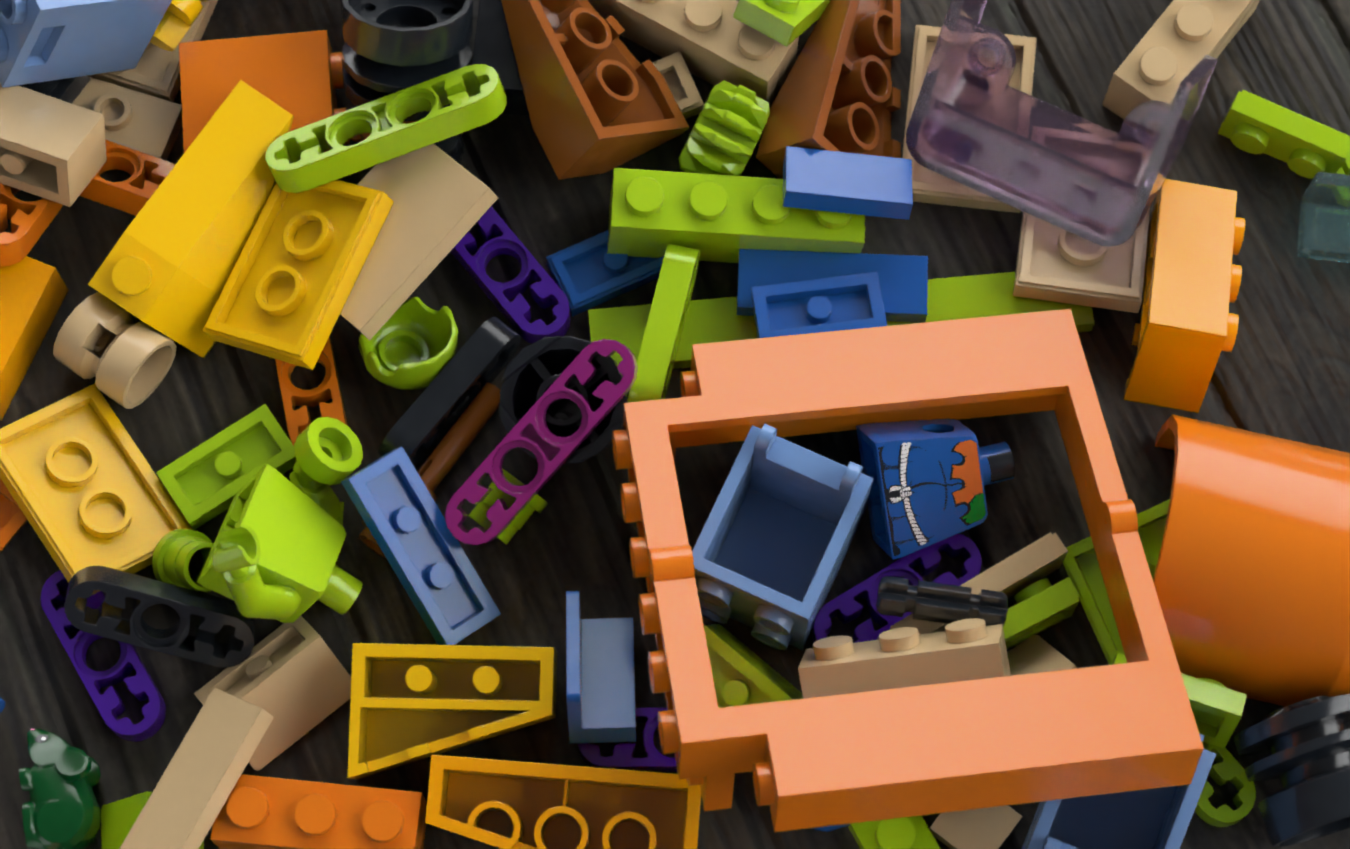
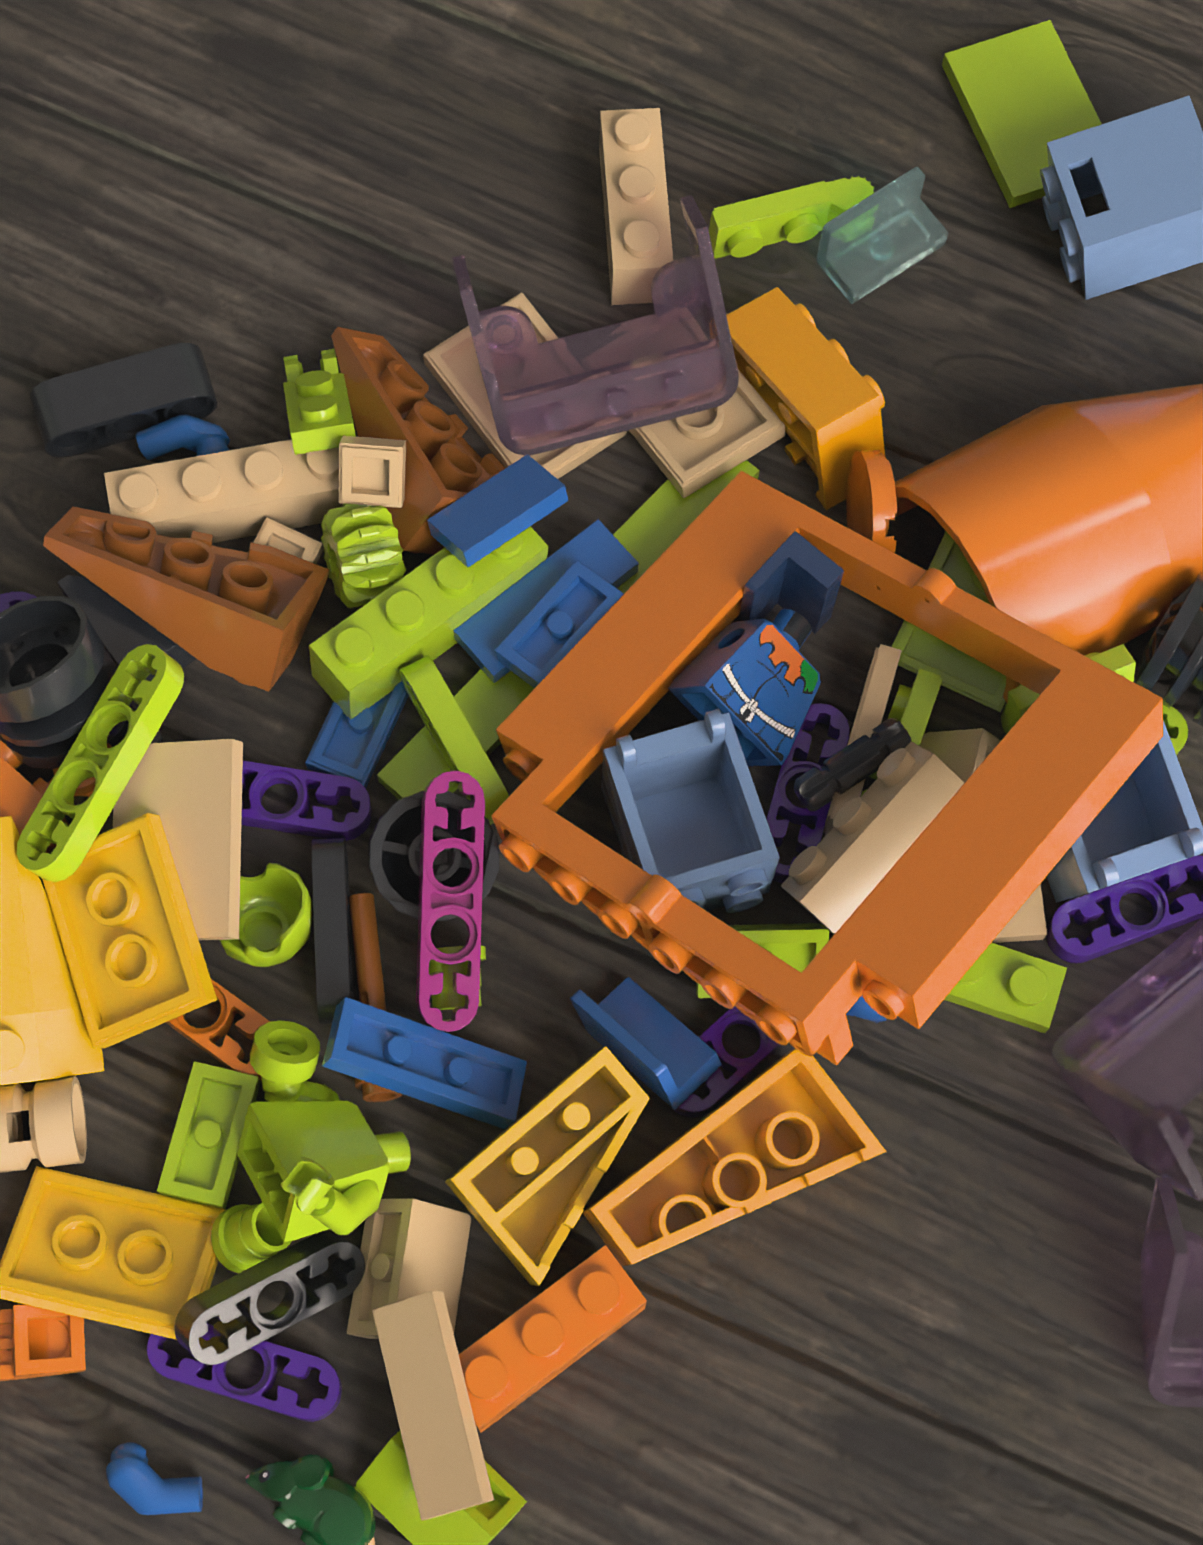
camera: 45 degrees left, 0 degrees up
(779, 76) = (372, 471): none -> tan tile
(1032, 419) = (795, 579): none -> dark blue panel
(1151, 419) = (871, 497): none -> orange tile

